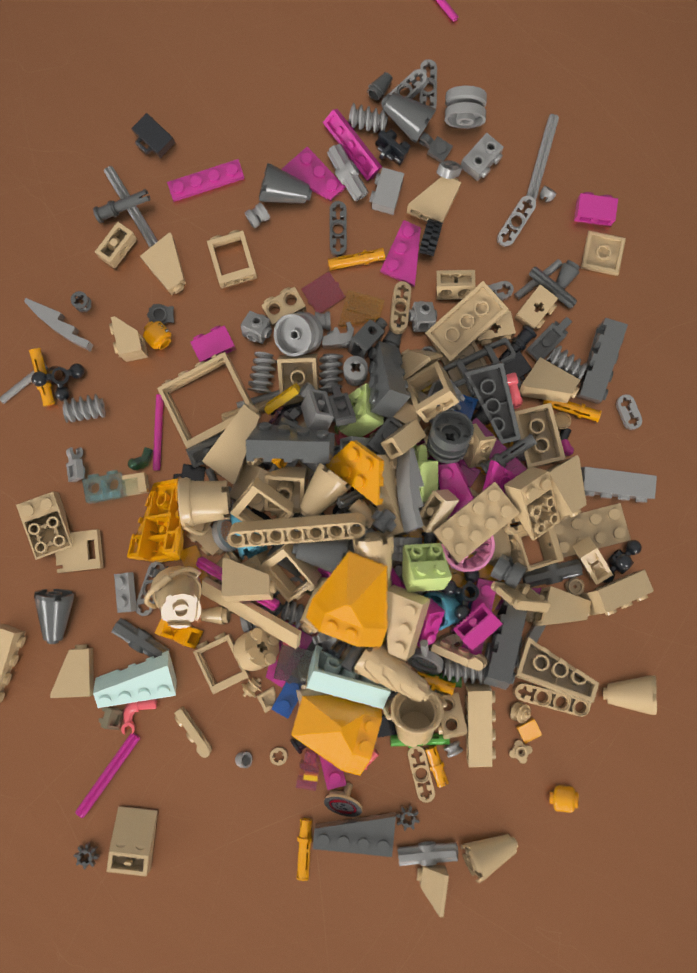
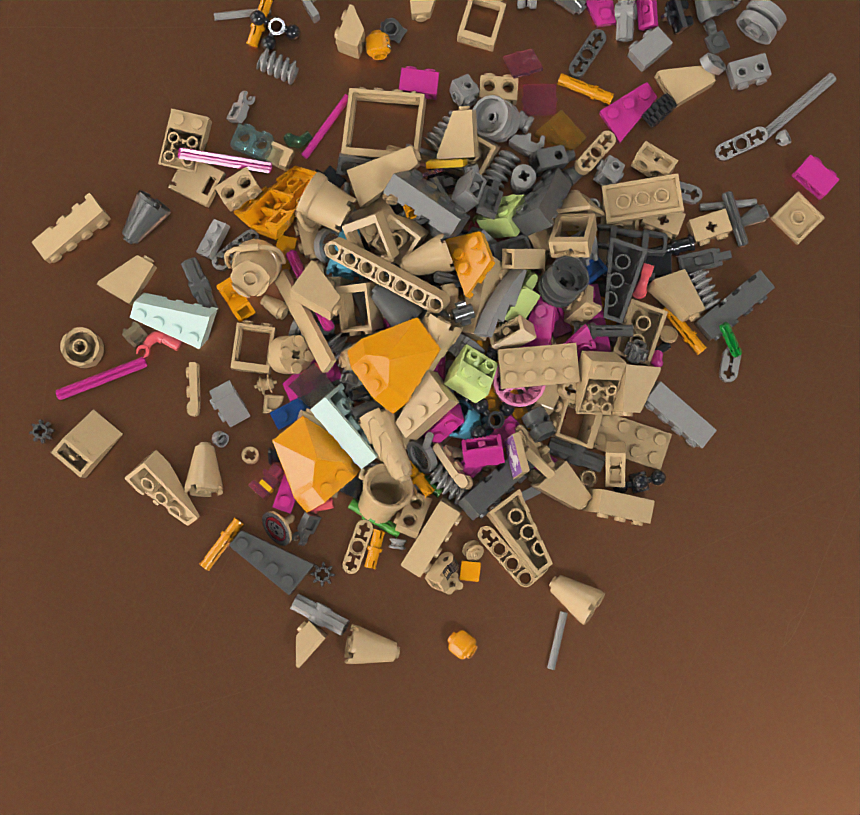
camera: 30 degrees right, 0 degrees up
(73, 772) = (78, 338): none -> tan brick
(90, 519) = (224, 160): none -> axle
(114, 533) = (235, 184): none -> tan brick
(213, 830) = (158, 480): none -> tan wedge
(232, 726) = (229, 403): none -> light grey brick
(249, 798) = (204, 472): none -> tan cone
(279, 368) = (460, 135): none -> tan slope
(290, 271) = (522, 63): none -> clear pink piece
(367, 785) = (307, 526): none -> dark grey plate
(506, 748) = (442, 571): none -> tan leg
(509, 612) = (516, 455): none -> tile
(548, 454) = (636, 351): none -> dark grey gear
(618, 392) = (730, 339): none -> green axle
(640, 740) = (557, 640): none -> light grey bar

